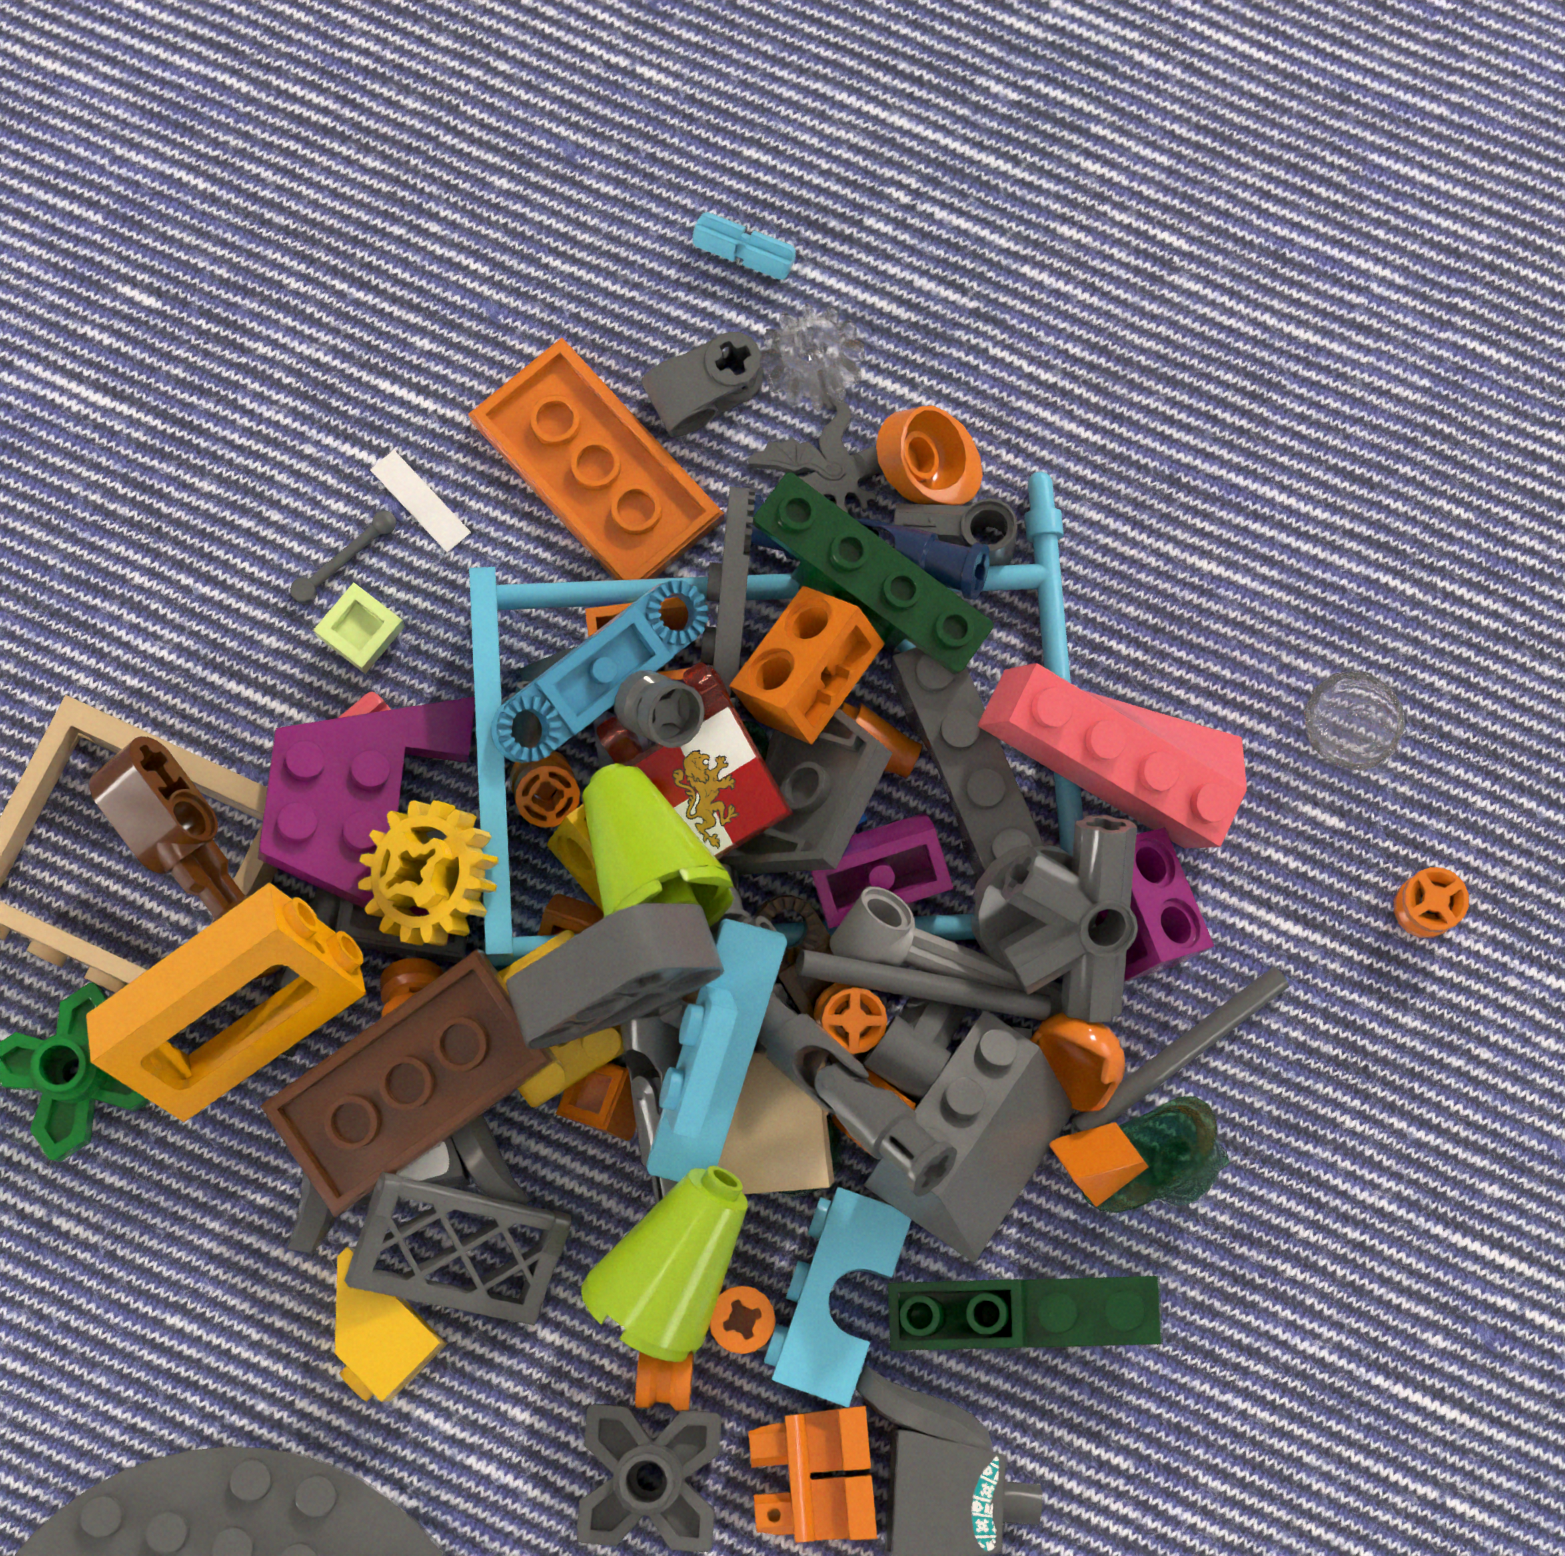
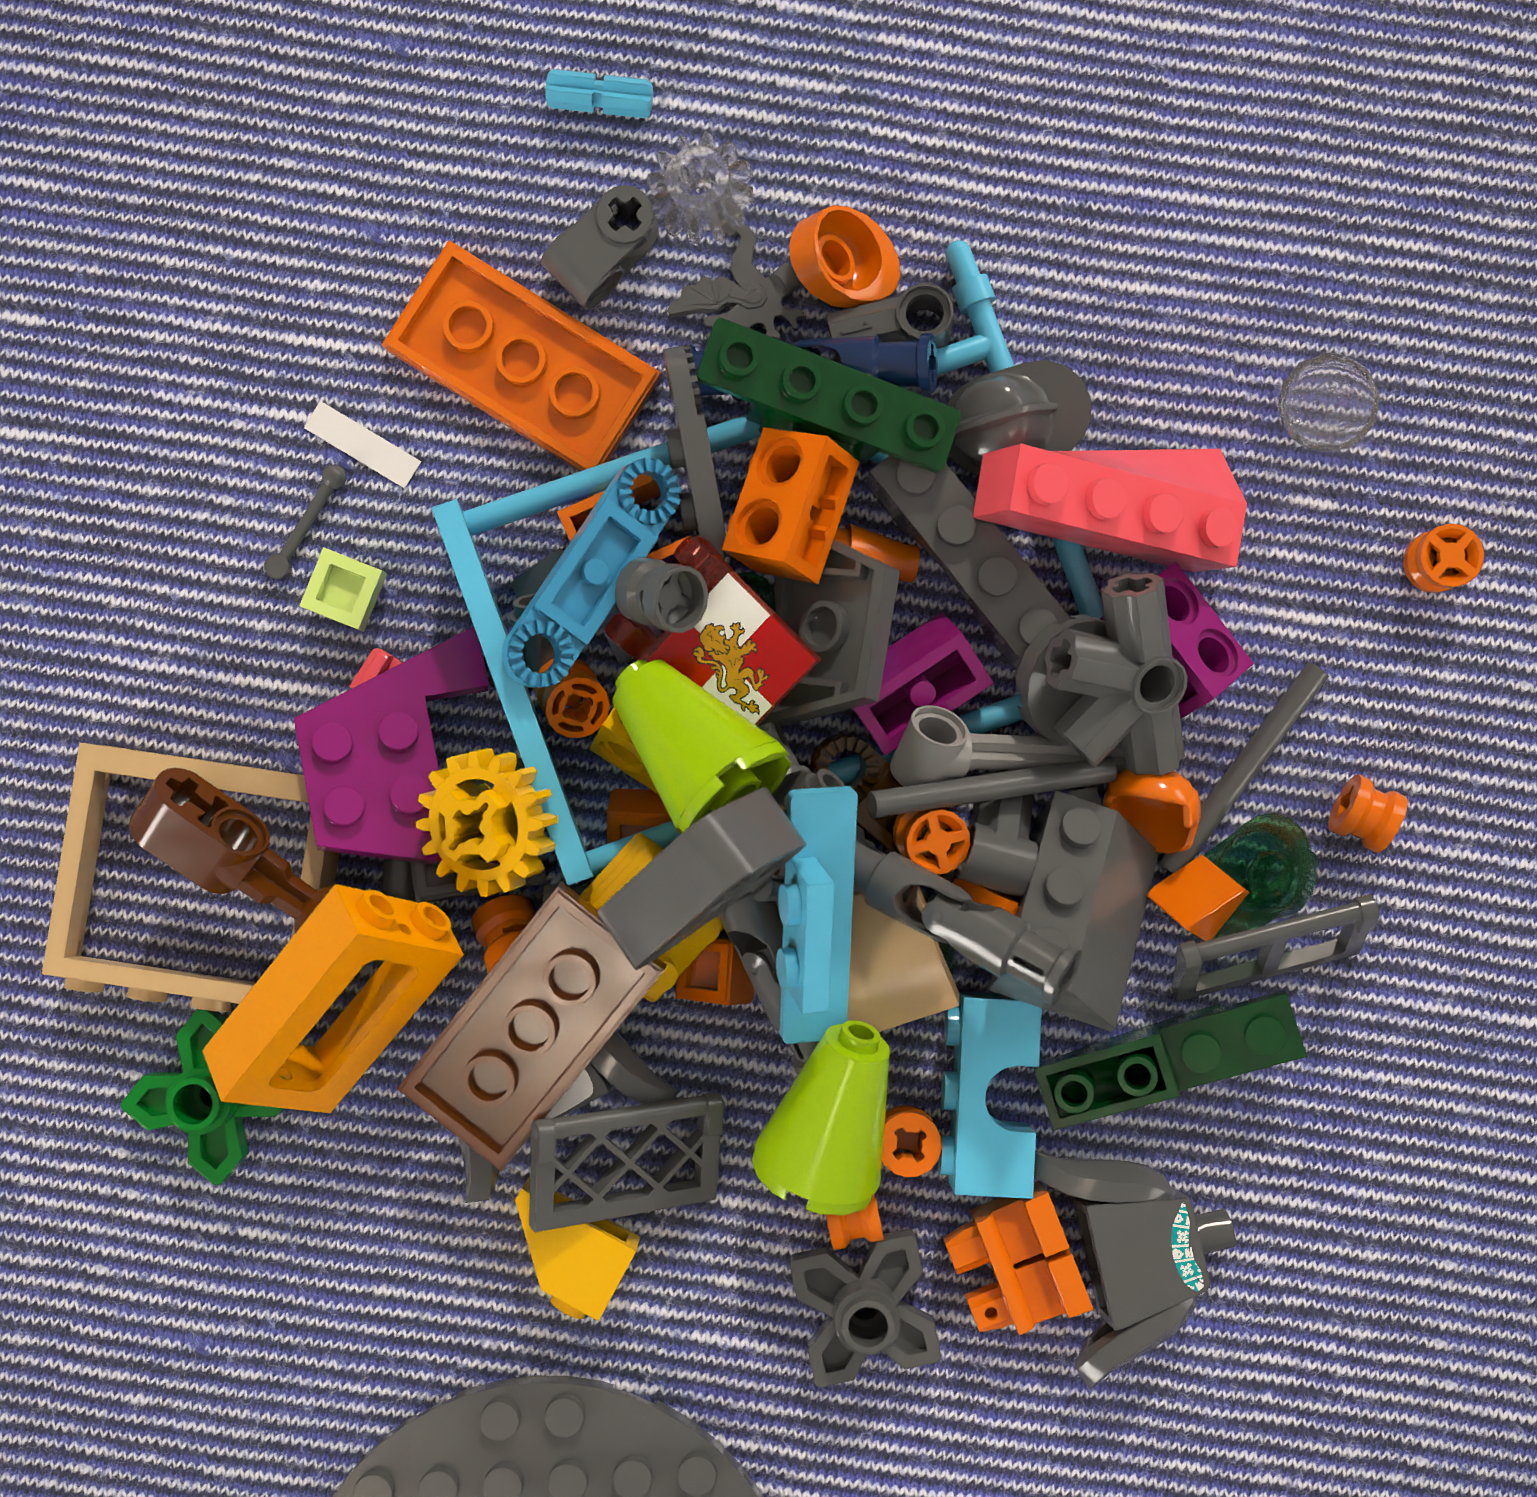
camera: 15 degrees left, 10 degrees up
(1062, 636) = (1022, 404): none -> dark grey piece
(1153, 1253) = (1271, 961): none -> dark grey window
(1290, 1128) = (1368, 813): none -> orange wheel

